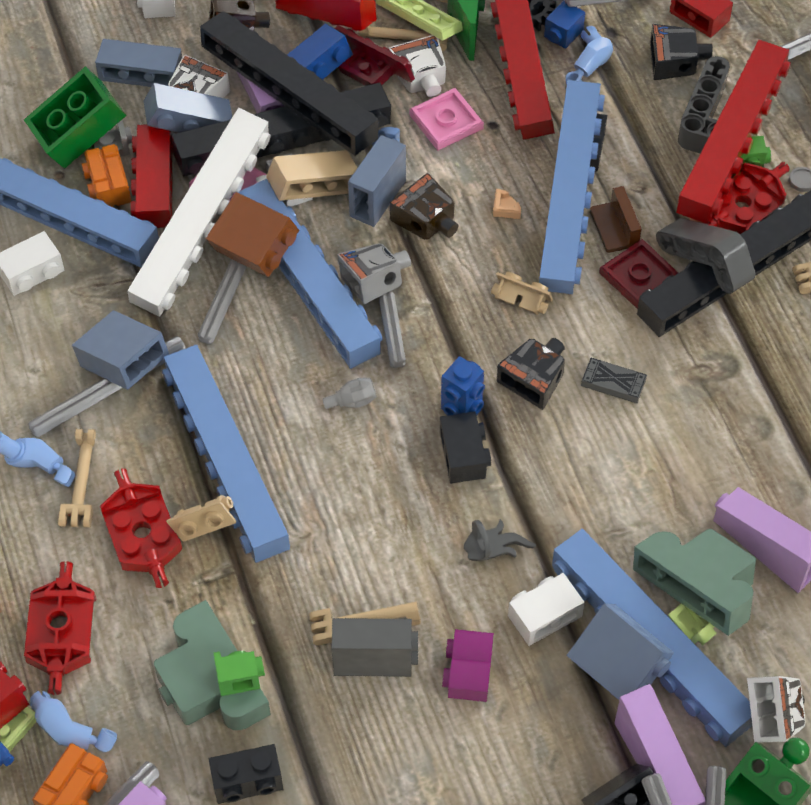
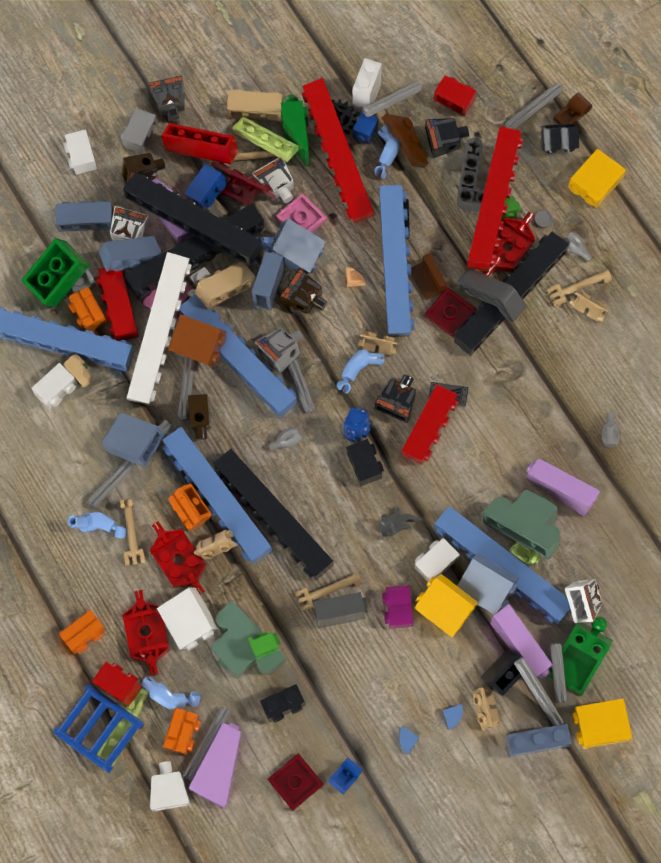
camera: 10 degrees left, 15 degrees up
(70, 247) = (78, 370): none -> tan rock
(129, 614) = (188, 619): none -> white brick
(178, 457) = (189, 507): none -> orange brick
(230, 333) = (199, 407): none -> dark brown torso
(306, 497) = (273, 514): none -> black brick
(432, 145) = (297, 246): none -> sand blue brick
(483, 310) = (355, 364): none -> light blue arm
(546, 674) = (445, 604): none -> yellow brick
(576, 412) = (429, 425): none -> red brick
(625, 49) = (403, 129): none -> reddish brown wing

